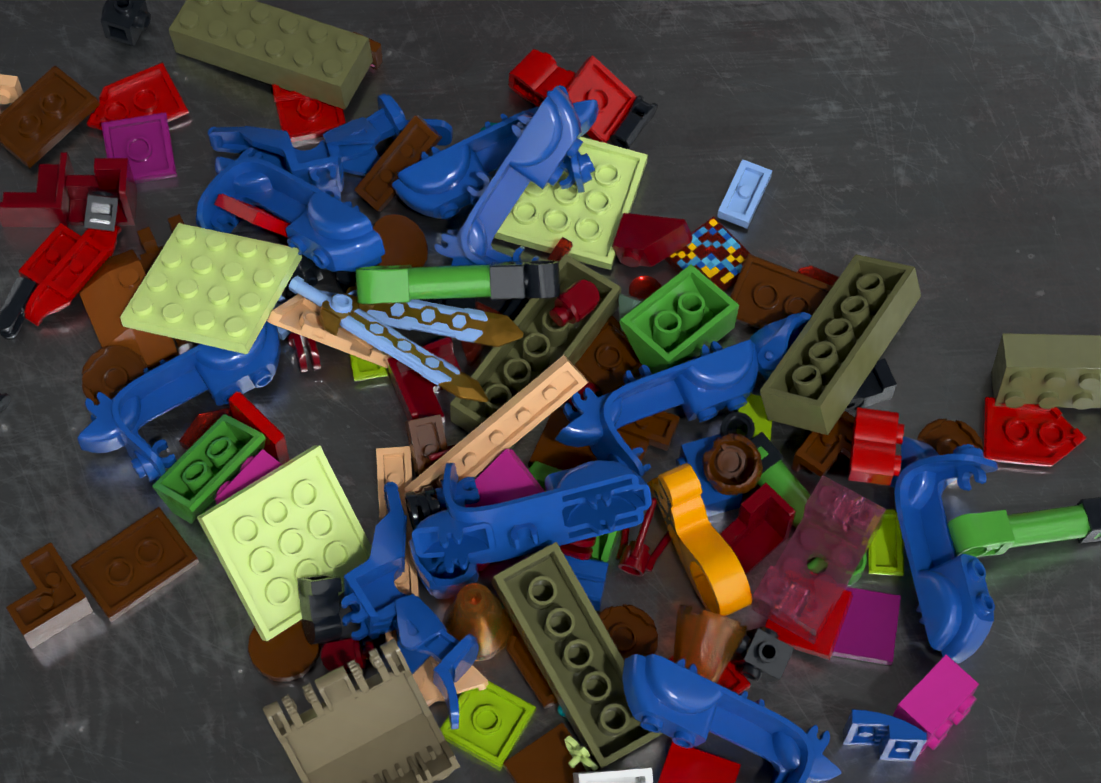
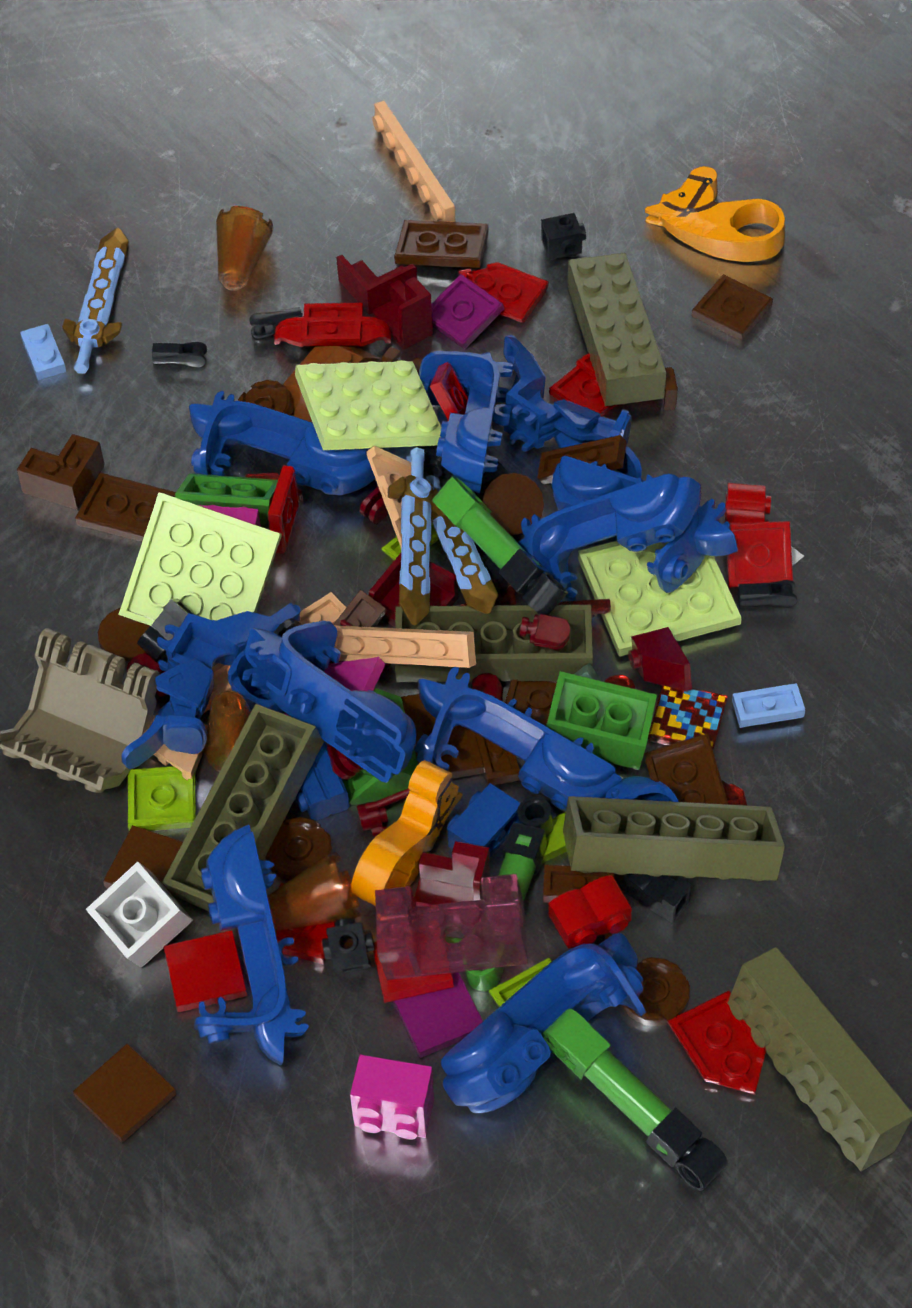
camera: 60 degrees right, 10 degrees down
(101, 209) = (381, 309): black leg -> none
(579, 754) = (167, 861): yellowish green plant -> none
(732, 464) = (492, 821): reddish brown hair -> none
(894, 736) = (336, 1072): blue slope -> none

